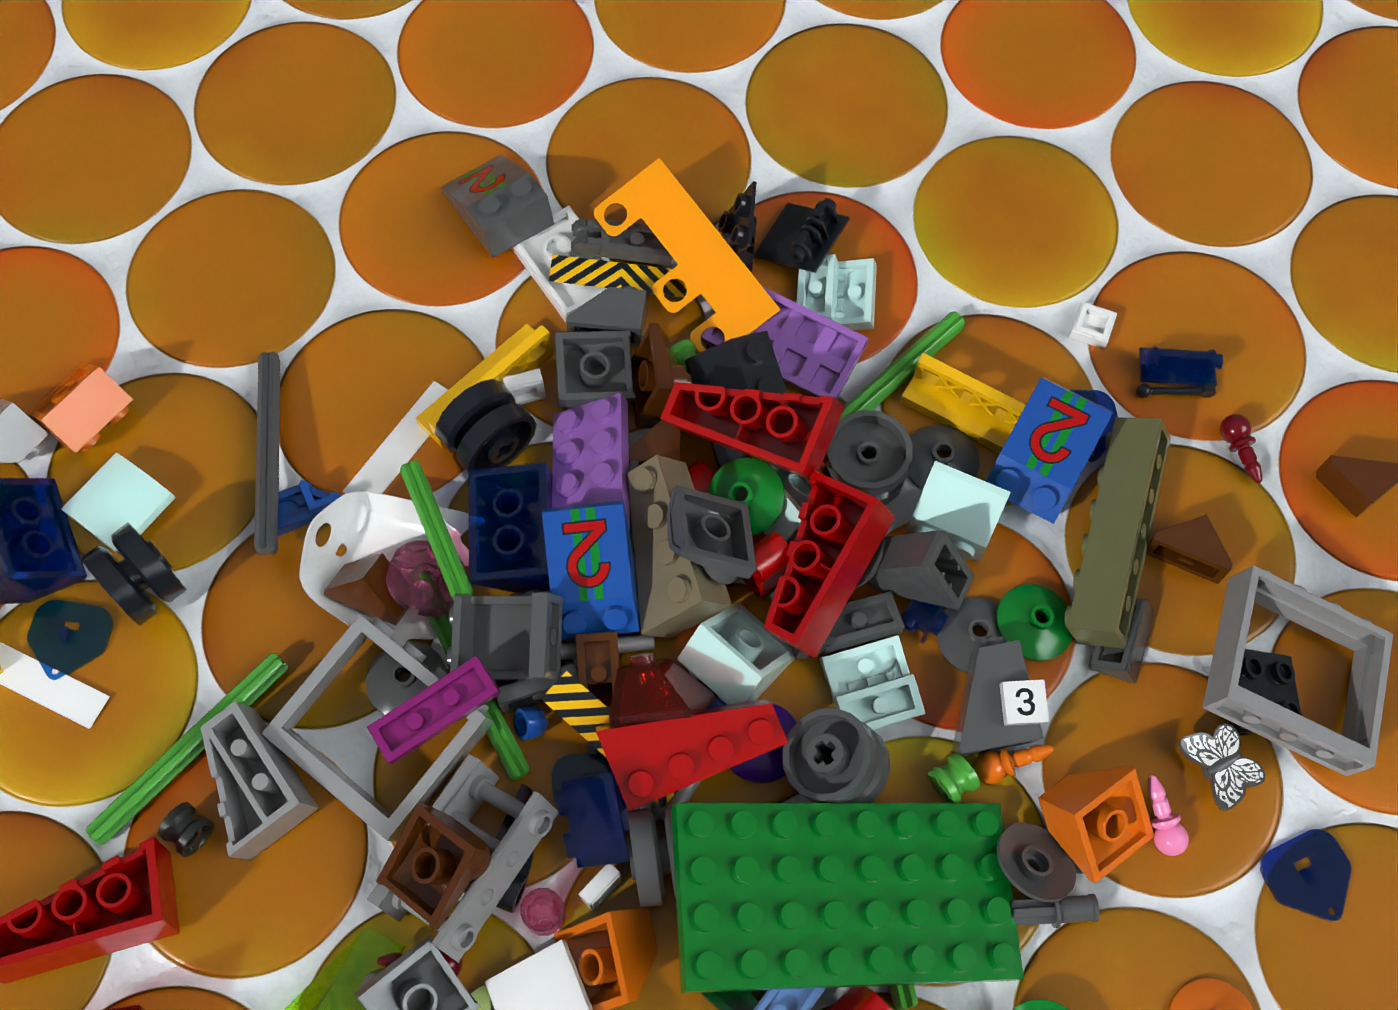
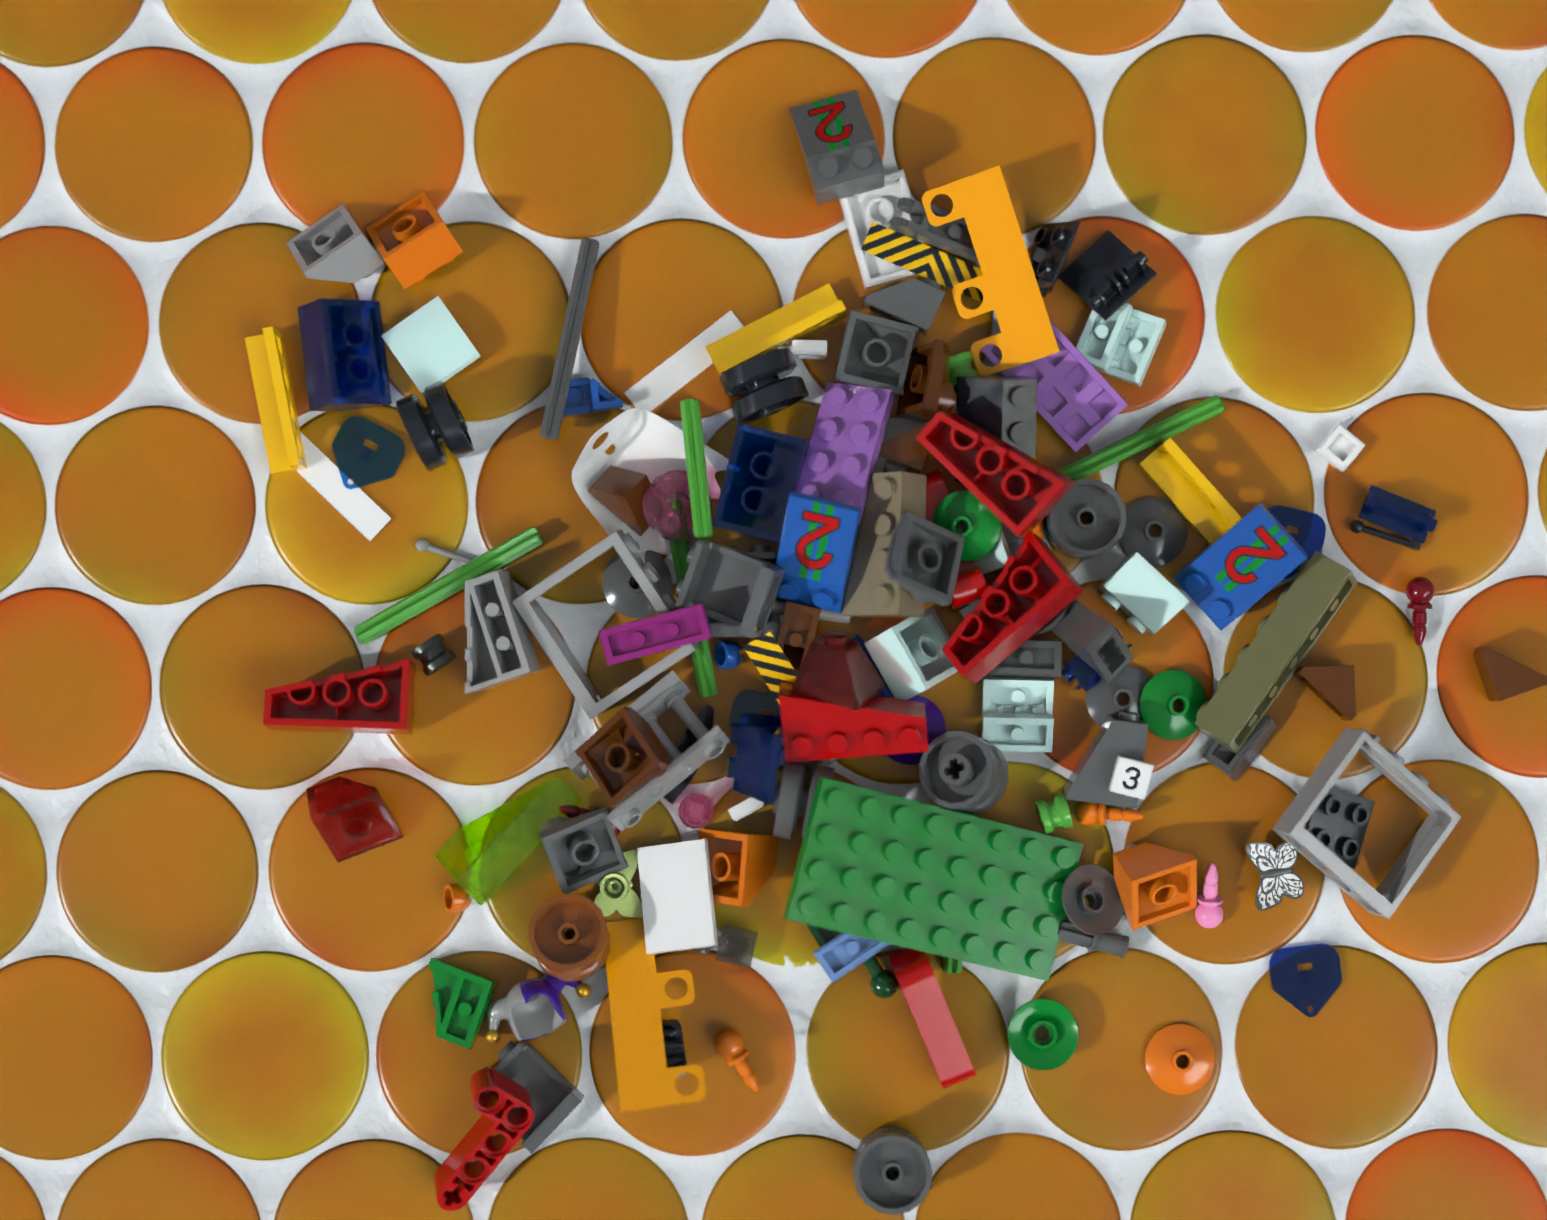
camera: 20 degrees right, 20 degrees up
(152, 713) = (423, 545): none -> light grey hinge

